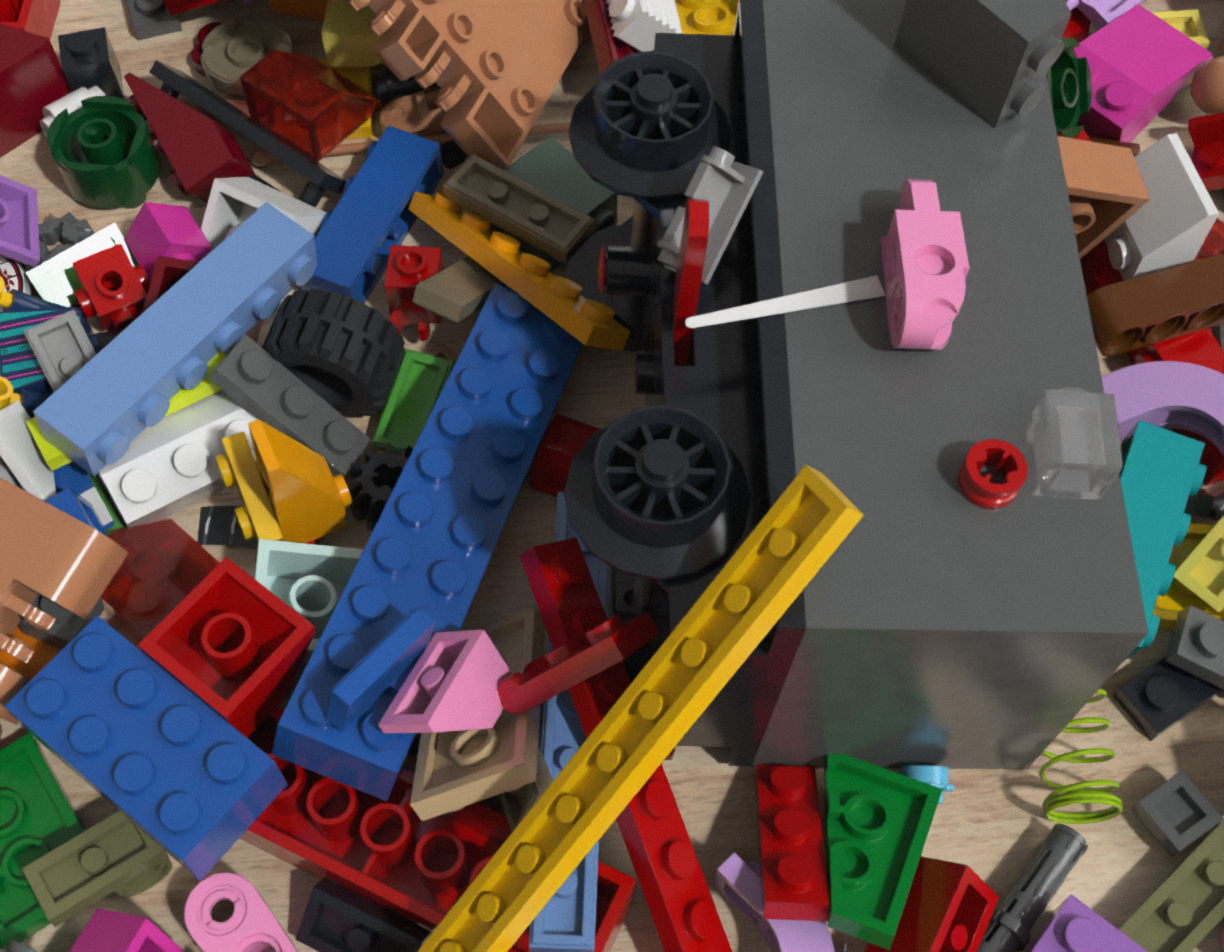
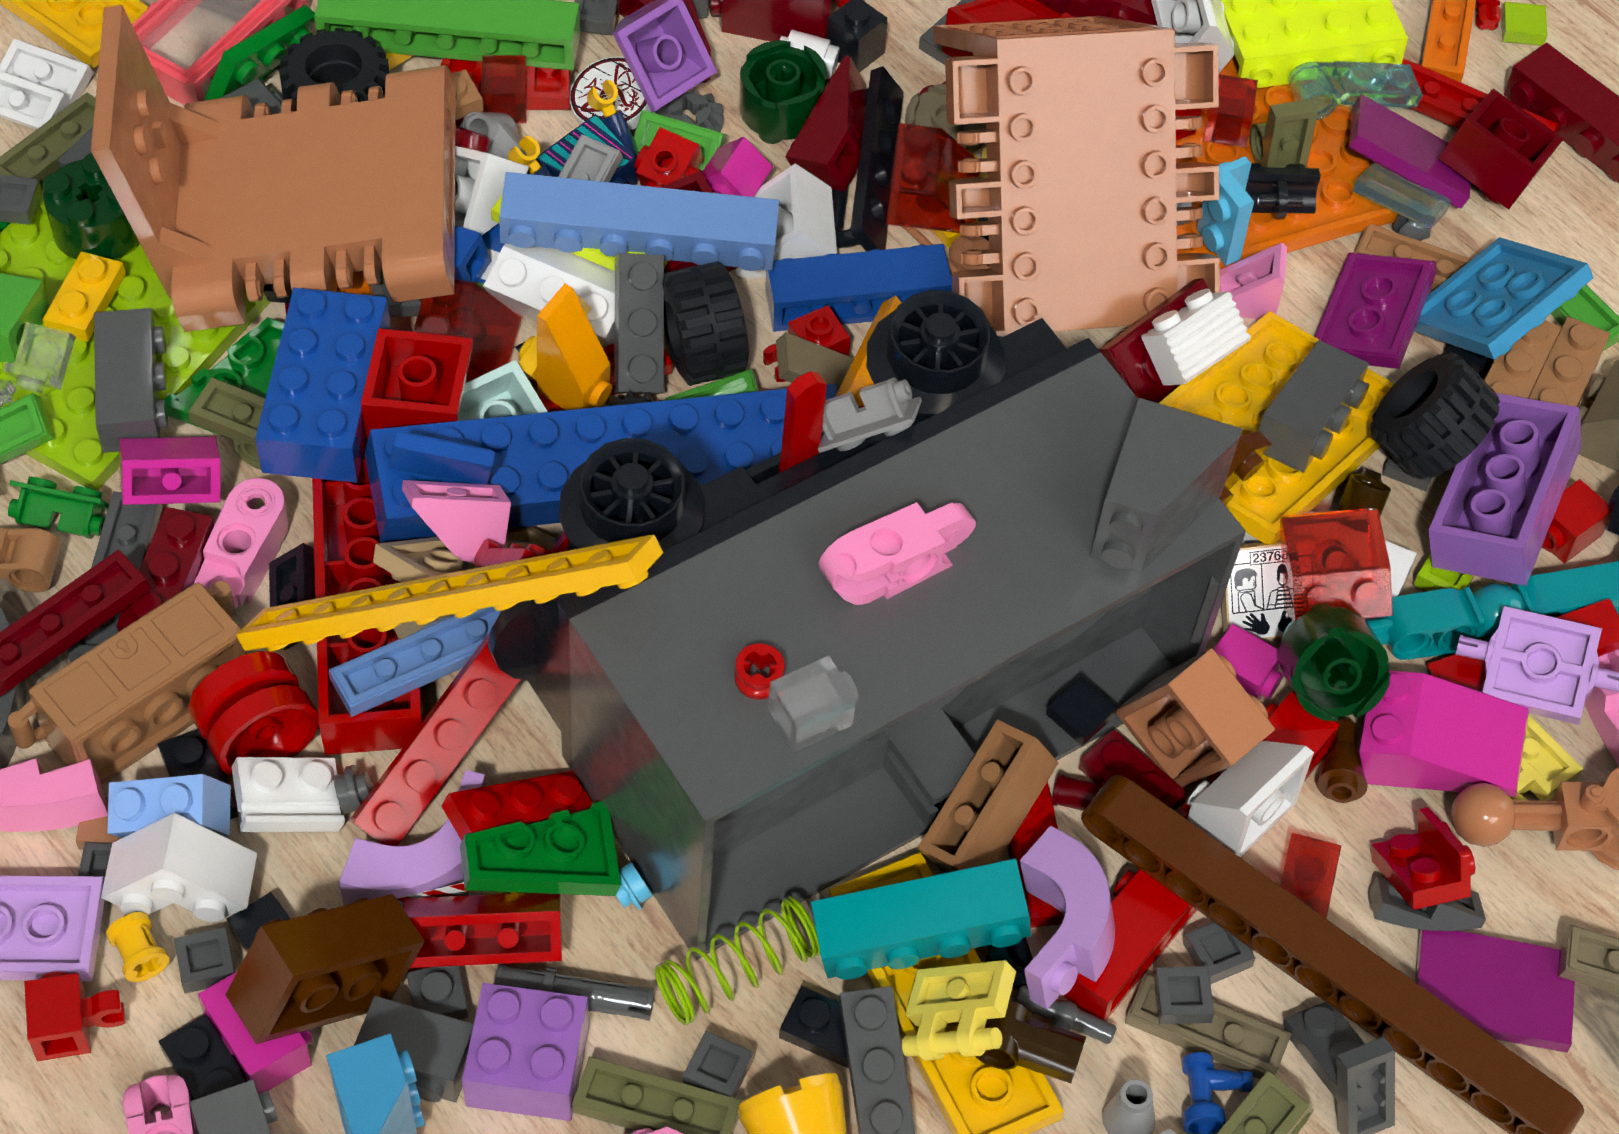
camera: 55 degrees right, 5 degrees down
(835, 294) = (821, 497): white sticker -> none

